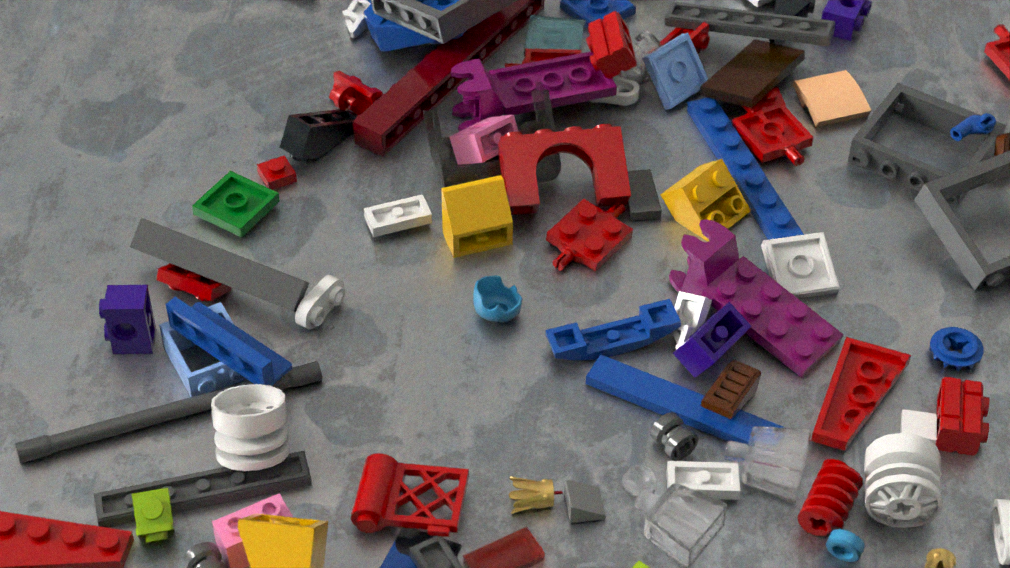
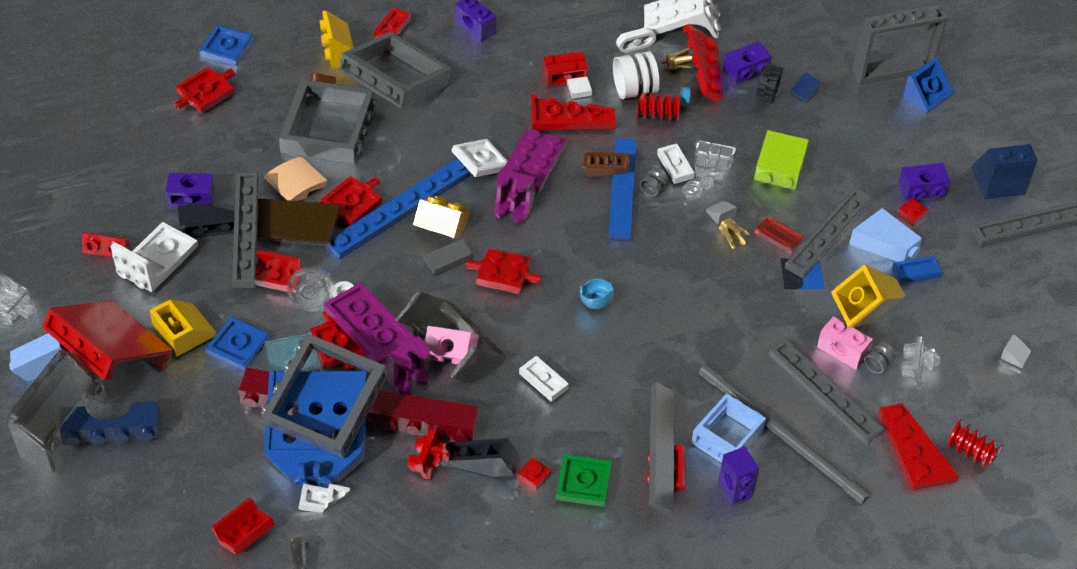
camera: 115 degrees left, 5 degrees up
(153, 514) = (868, 397): lime bracket -> none
(227, 342) = (728, 404): blue panel -> none
(250, 427) = (777, 356): white wheel -> none
(320, 302) = (641, 386): white plate -> none
(381, 496) = (775, 297): red piece -> none
(476, 216) = (532, 326): yellow slope -> none
(597, 147) = (470, 309): red arch -> none
(611, 45) = (331, 283): red brick -> none
(616, 337) = (586, 231): blue slope -> none
(675, 70) = (317, 259): light blue tile -> none
(692, 313) = (555, 199): white slope -> none
(712, 339) = (586, 175): dark purple brick -> none
(772, 460) = (648, 131): clear torso -> none
(957, 338) = (508, 75): blue gear -> none
(973, 126) = (313, 90): blue arm -> none

